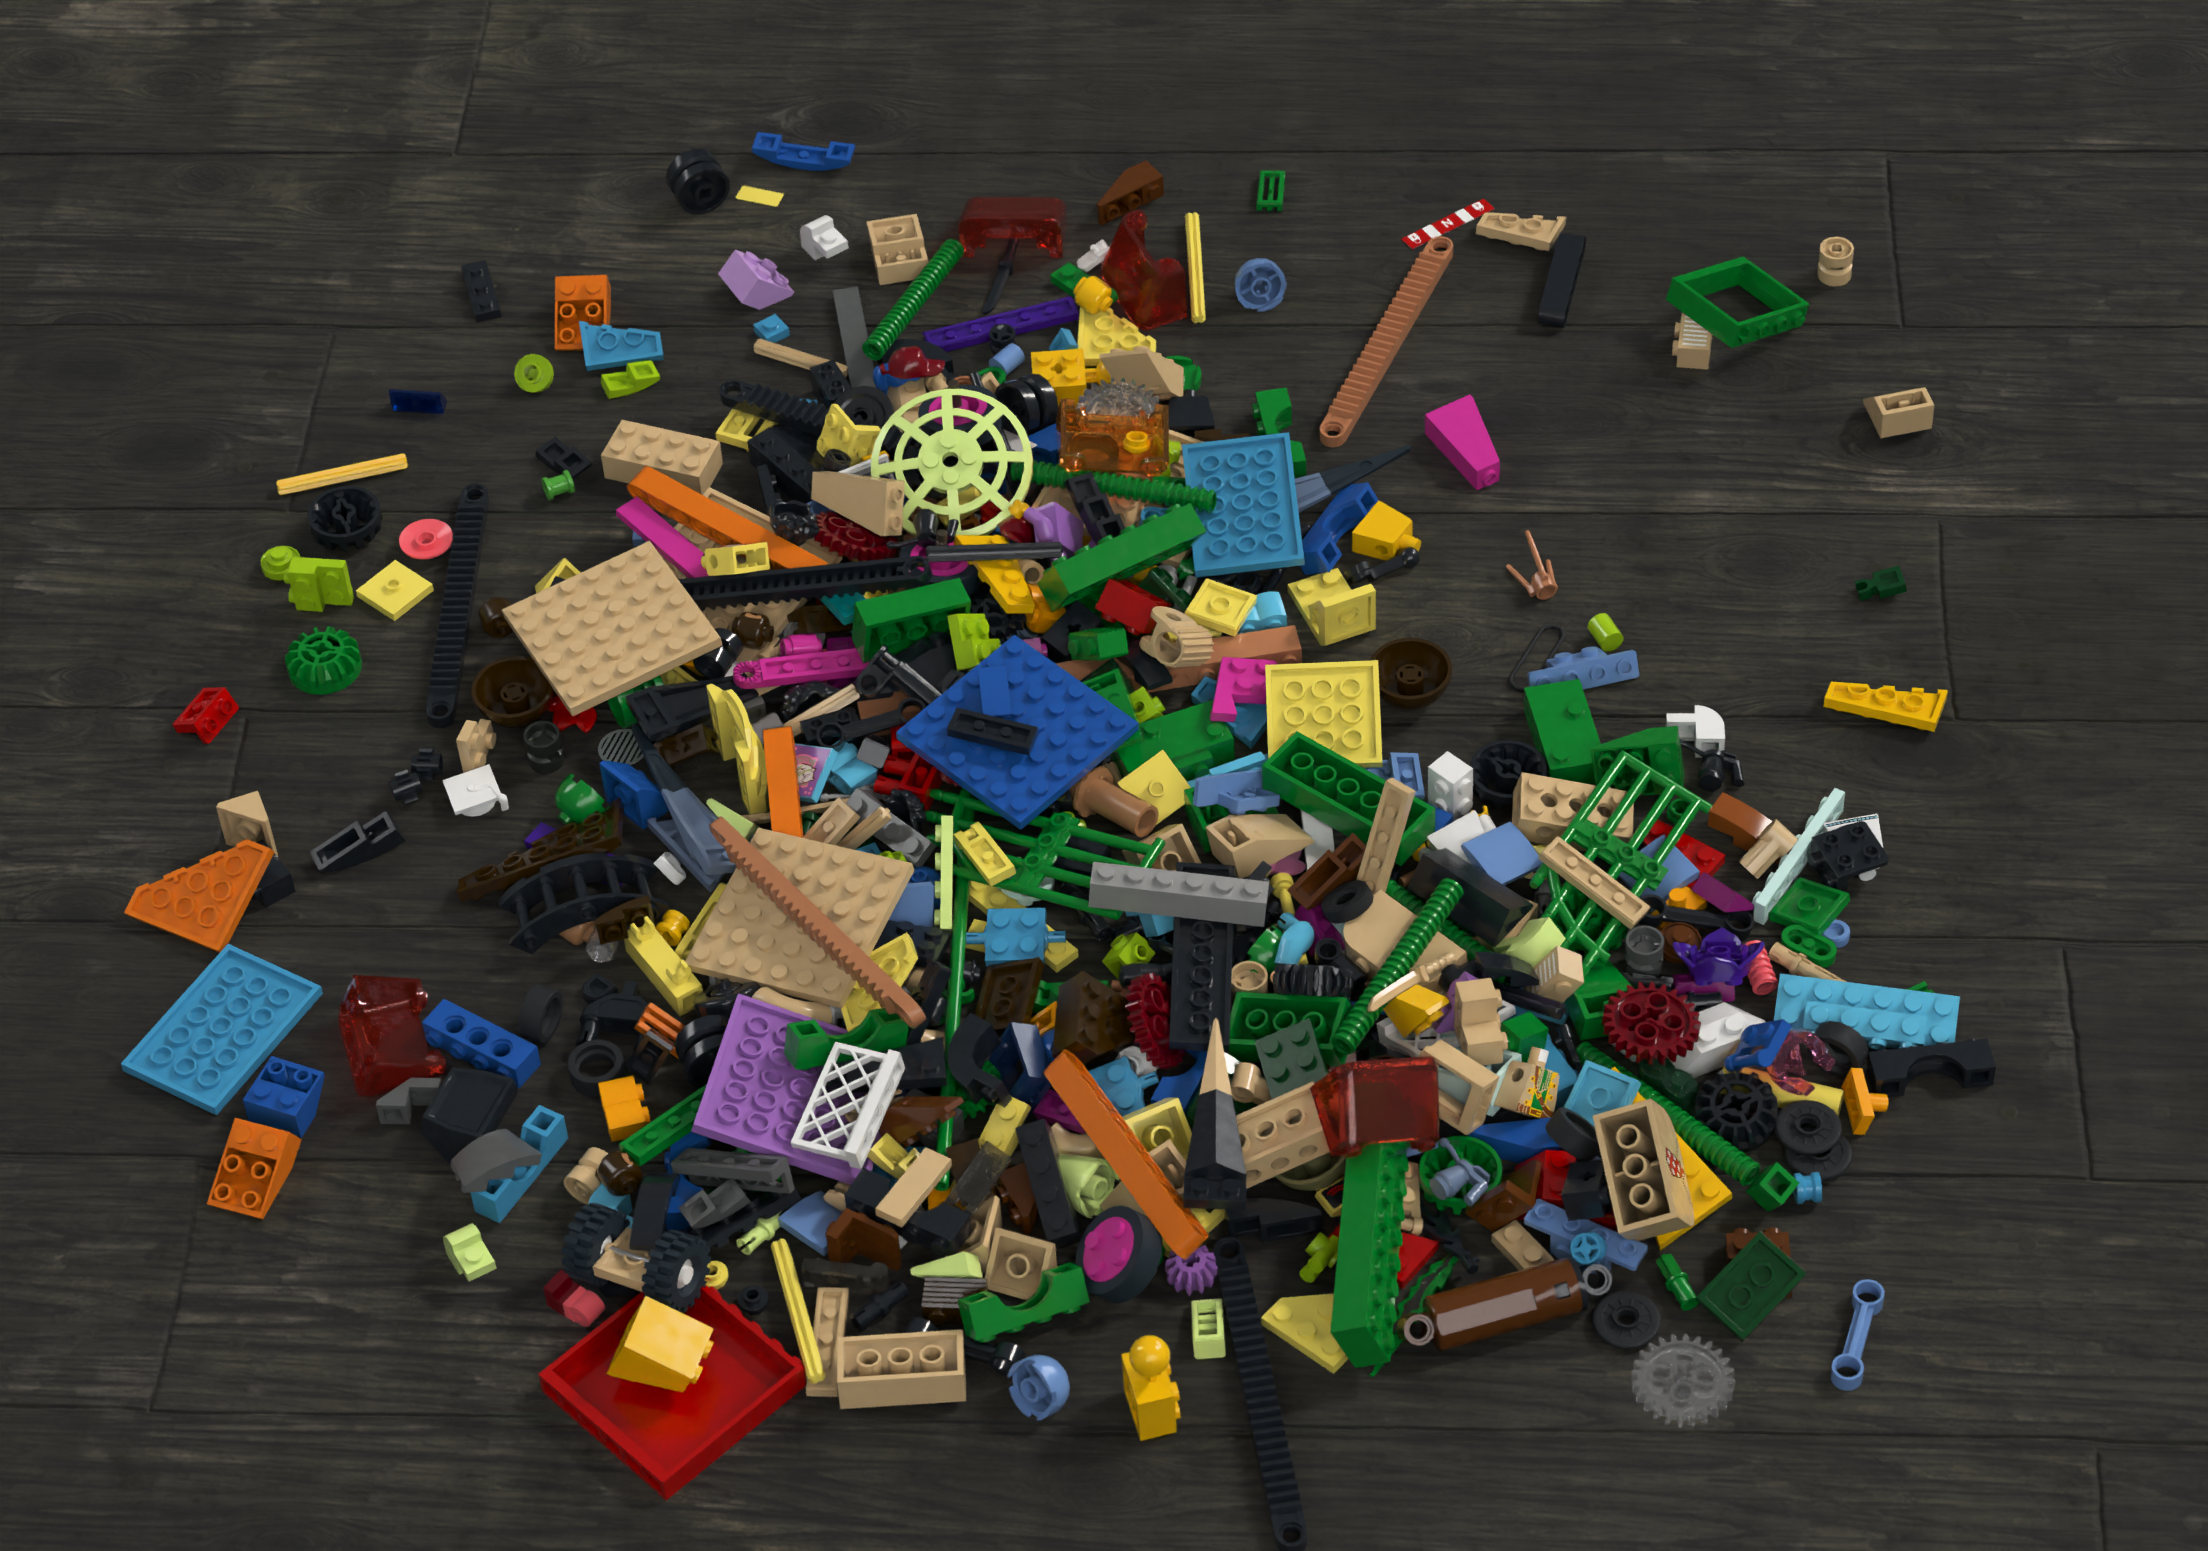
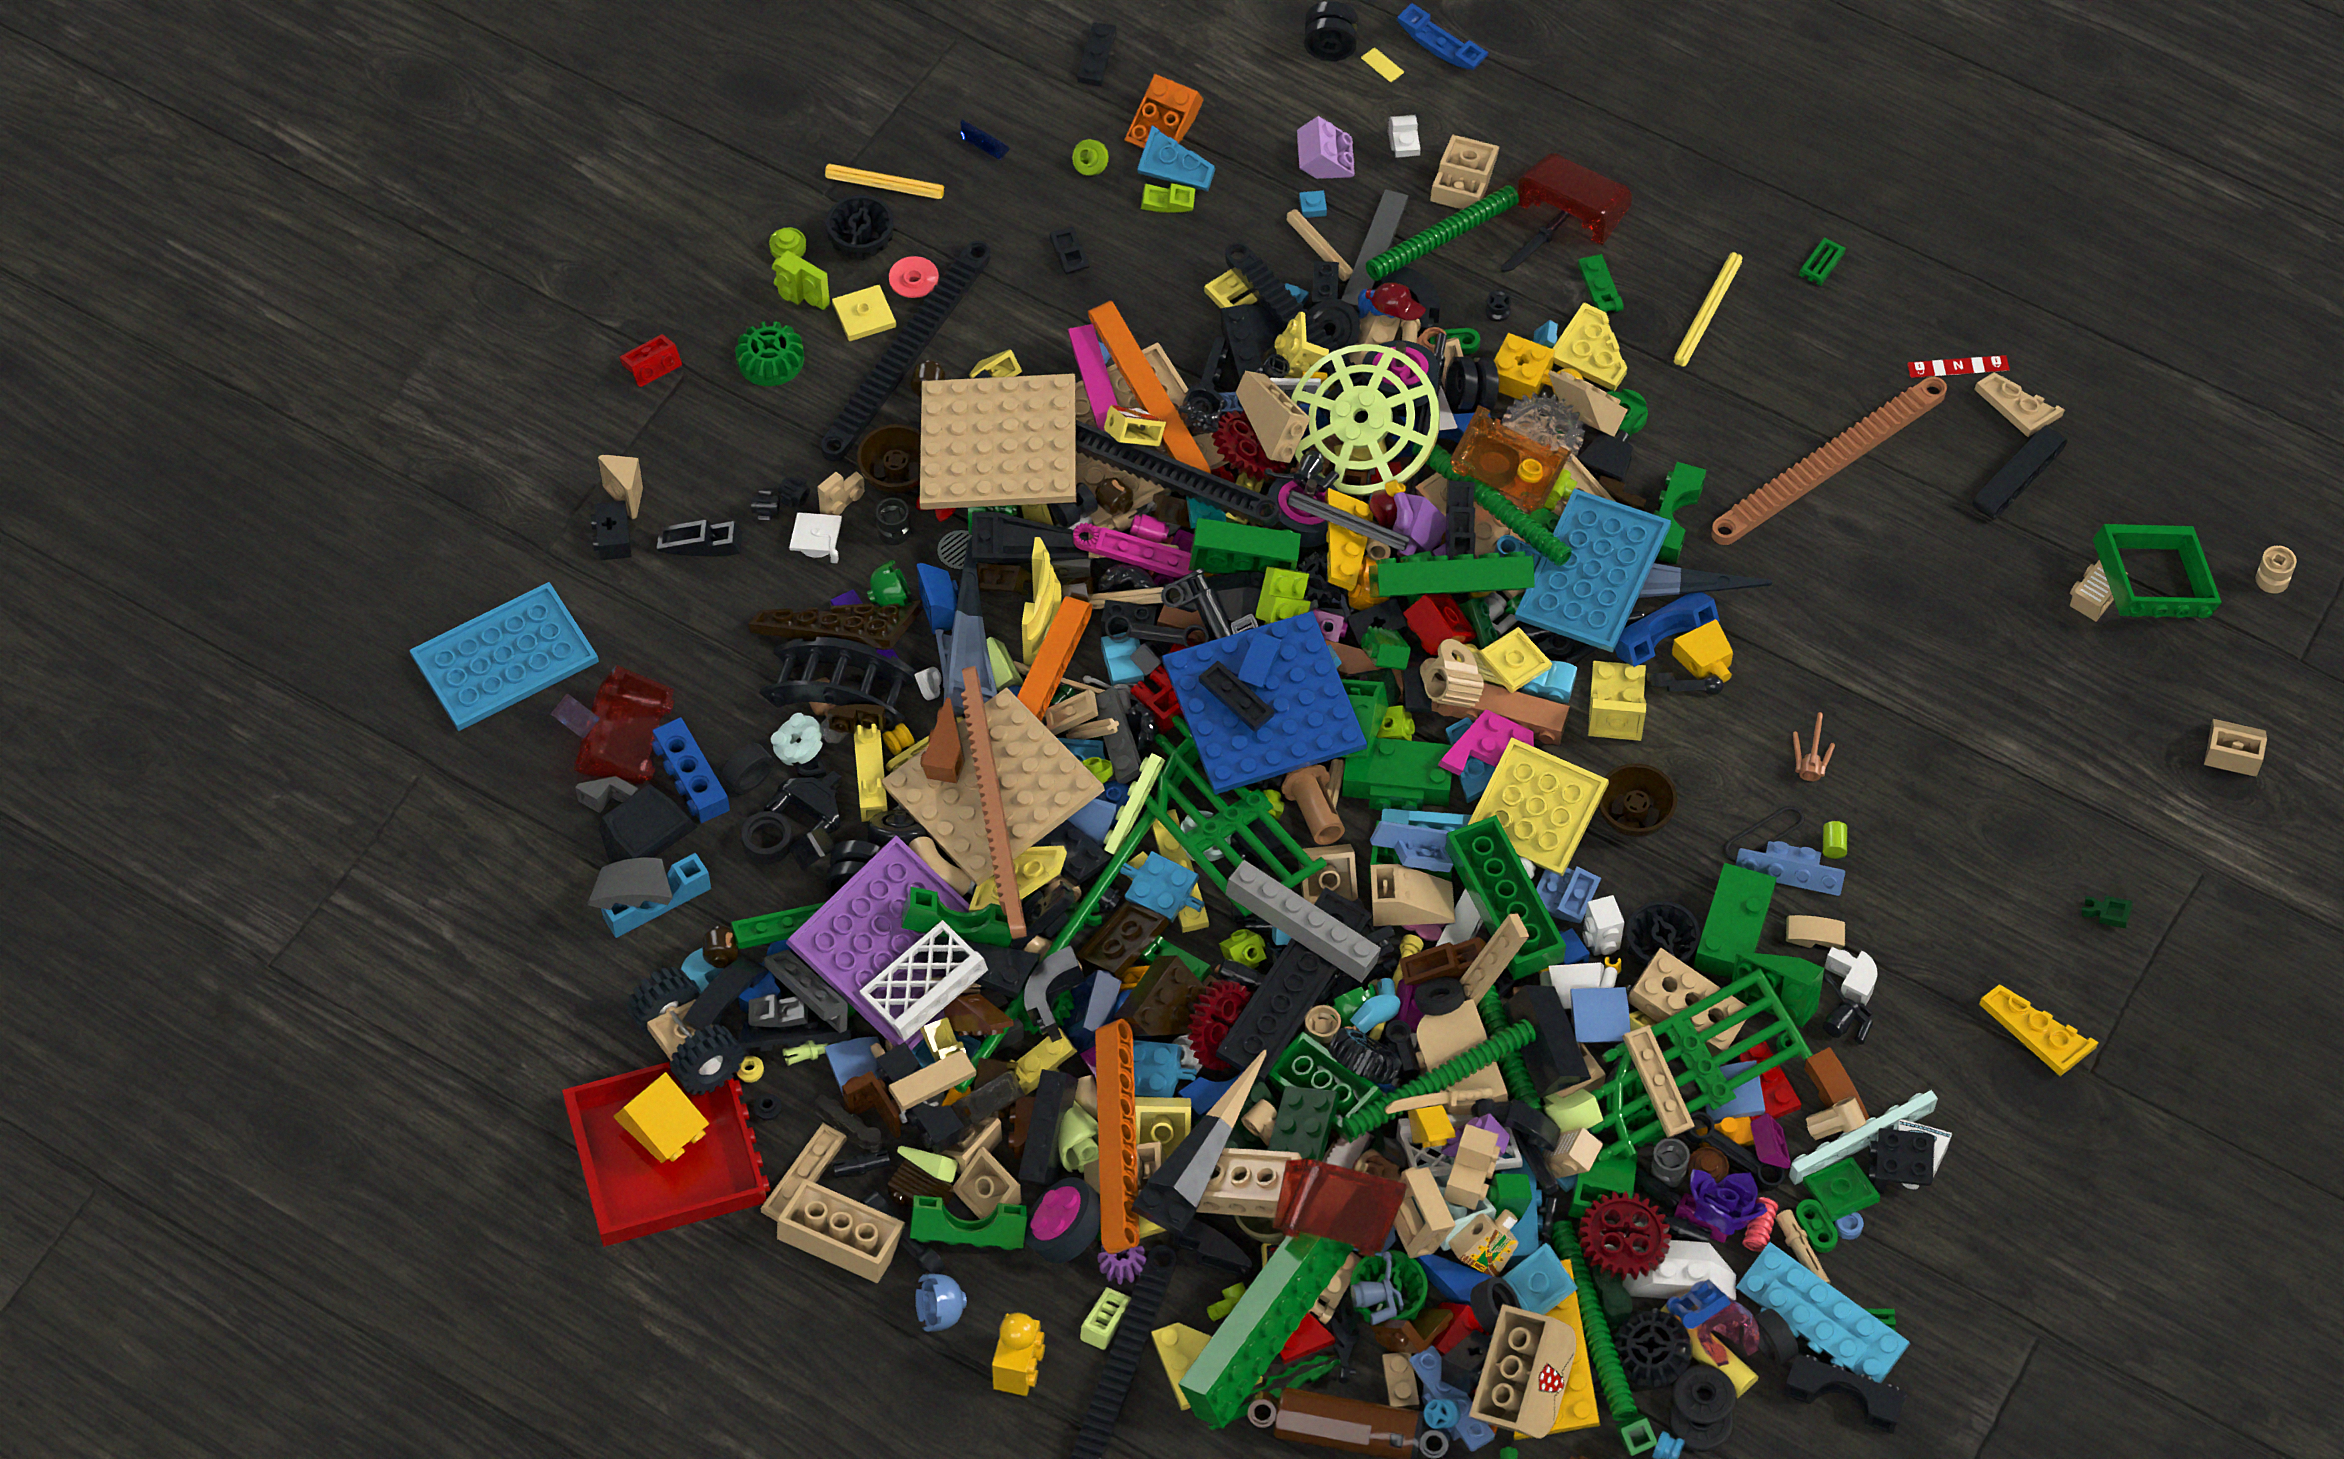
camera: 25 degrees right, 10 degrees up
(205, 899) = (551, 531): orange plate -> none
(253, 1168) = (457, 794): orange slope -> none
(284, 1096) = (514, 742): blue slope -> none
(334, 1044) = (574, 716): none -> clear purple slope
(468, 1252) = (572, 955): yellowish green brick -> none
(558, 485) = (1048, 275): bright green bush -> none
(564, 960) = (797, 727): none -> light aqua plate
(572, 1300) = (629, 1037): leg -> none
(584, 1178) = (694, 931): tan wheel -> none
(623, 1107) = (765, 884): light orange brick -> none
(660, 1020) = (840, 820): orange tile -> none
(678, 455) = (1146, 291): tan brick -> none
(738, 902) = (944, 753): none -> dark orange slope
(798, 1311) = (793, 1136): light yellow axle -> none
(813, 770) = (1090, 650): tile -> none
(984, 854) = (1175, 801): light yellow plate -> none
(1008, 358) = (1490, 327): medium blue piece -> none
(1021, 319) = (1521, 291): dark purple tile -> none
(1093, 257) = (1627, 258): white piece -> none
(1093, 295) = (1596, 300): yellow head -> none
(1130, 191) = (1698, 207): reddish brown slope -> none
(1146, 288) = (1649, 319): clear red windscreen -> none
(1158, 784) = (1359, 804): light yellow plate -> none
(1260, 284) = (1748, 354): medium blue cylinder -> none
(1464, 441) = (1831, 592): dark pink slope -> none
(1636, 712) = (1815, 930): none -> tan slope
(1860, 1102) = (1765, 1393): light orange tile -> none

